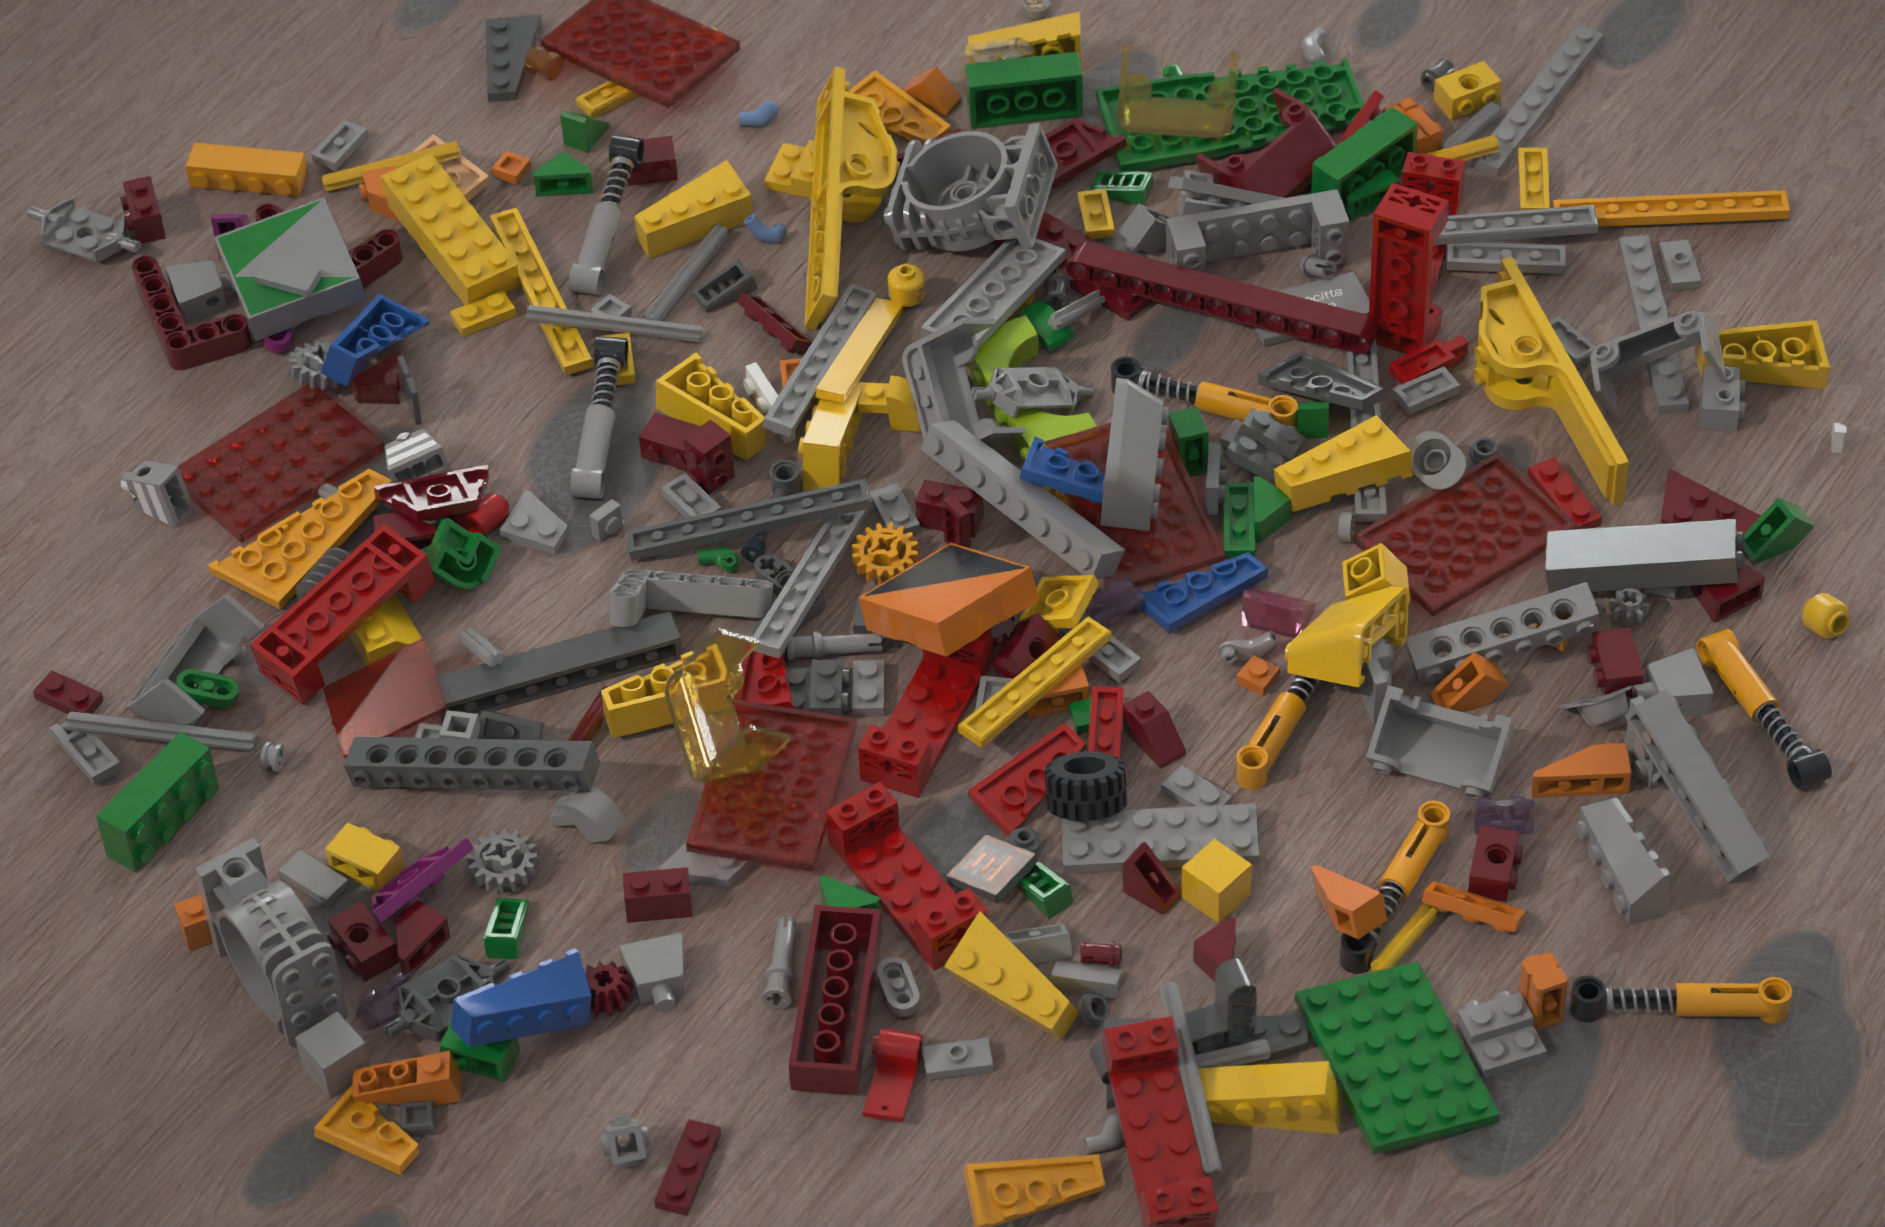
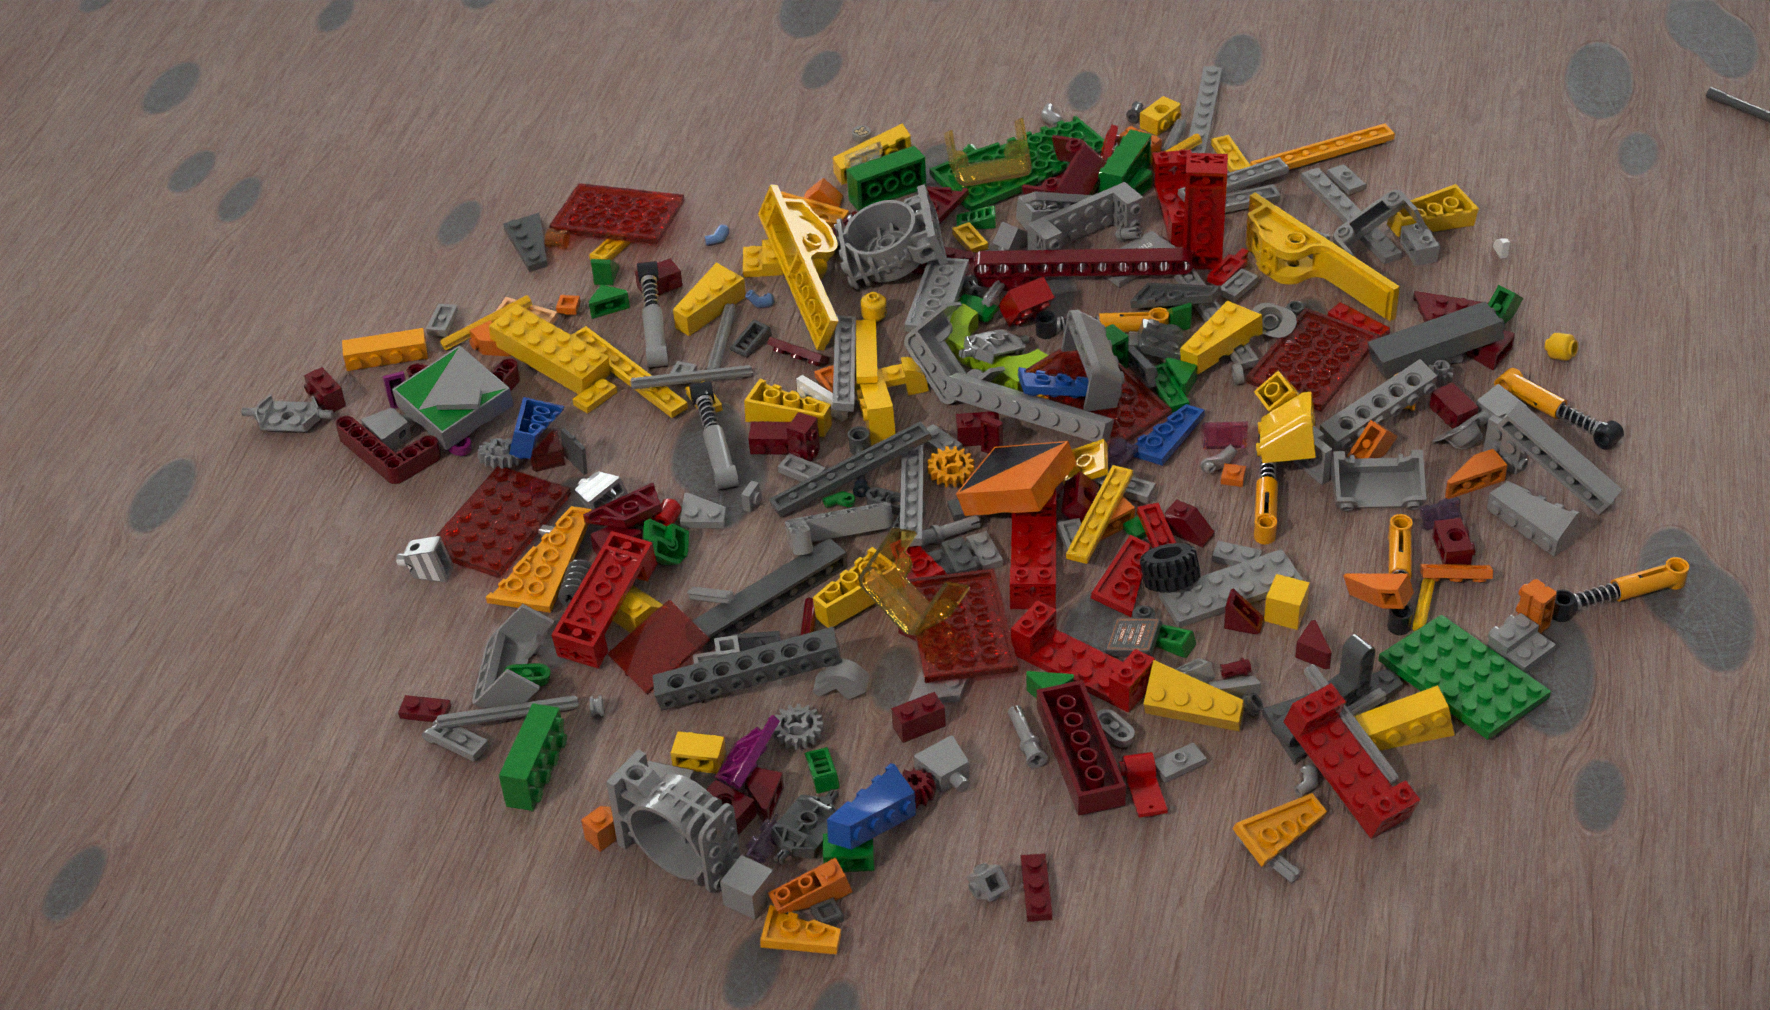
camera: 20 degrees left, 5 degrees down
(1109, 336) = (1026, 301): none -> red brick

